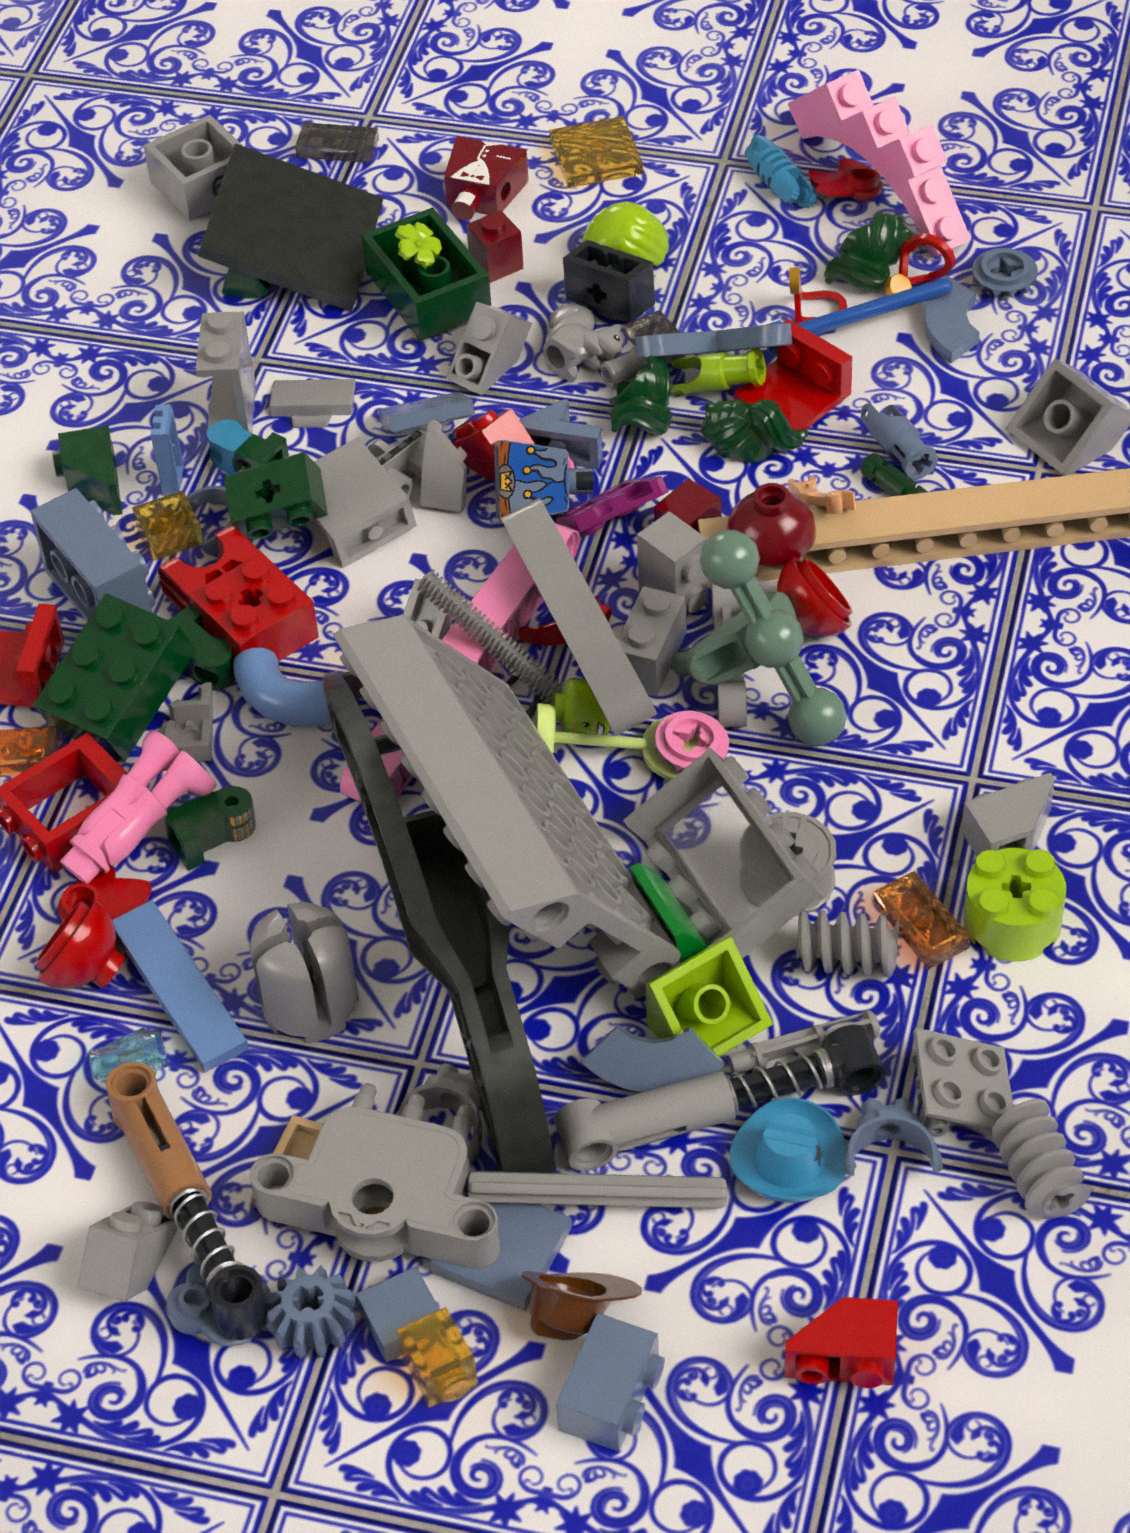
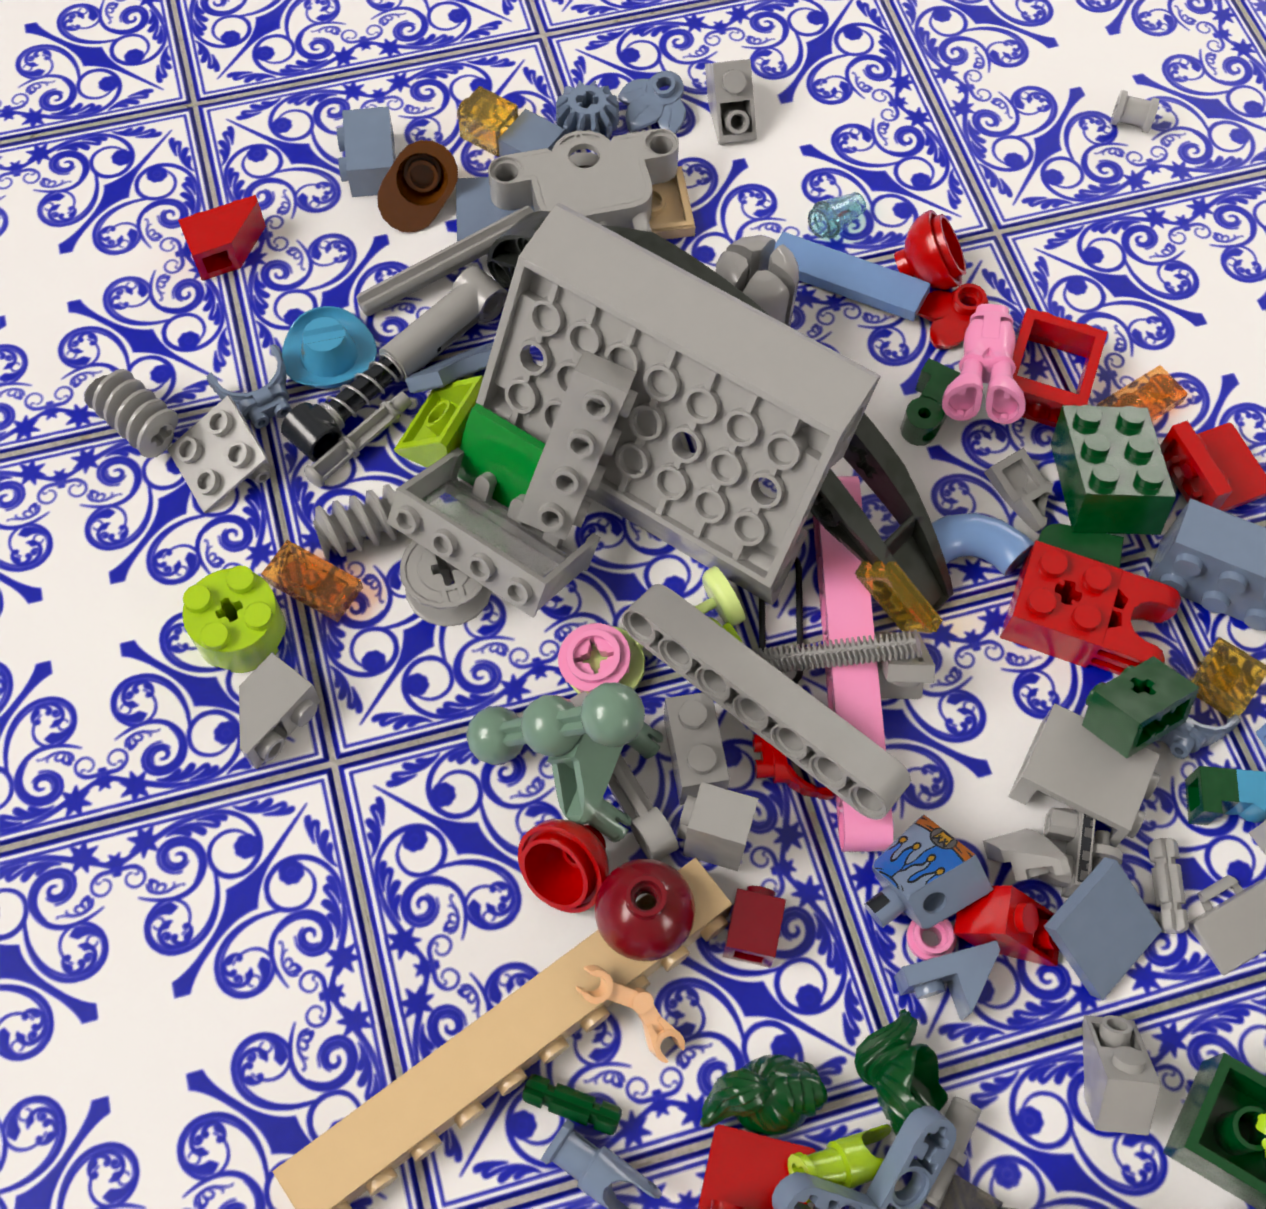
camera: 145 degrees right, 15 degrees up
(185, 1197) = (799, 178): piece -> none
(349, 426) = (1168, 886): none -> light grey axle
(575, 341) = (1042, 1137): light grey animal -> none
(612, 812) = (575, 445): none -> light grey brick
(616, 501) = (833, 900): magenta wing -> none

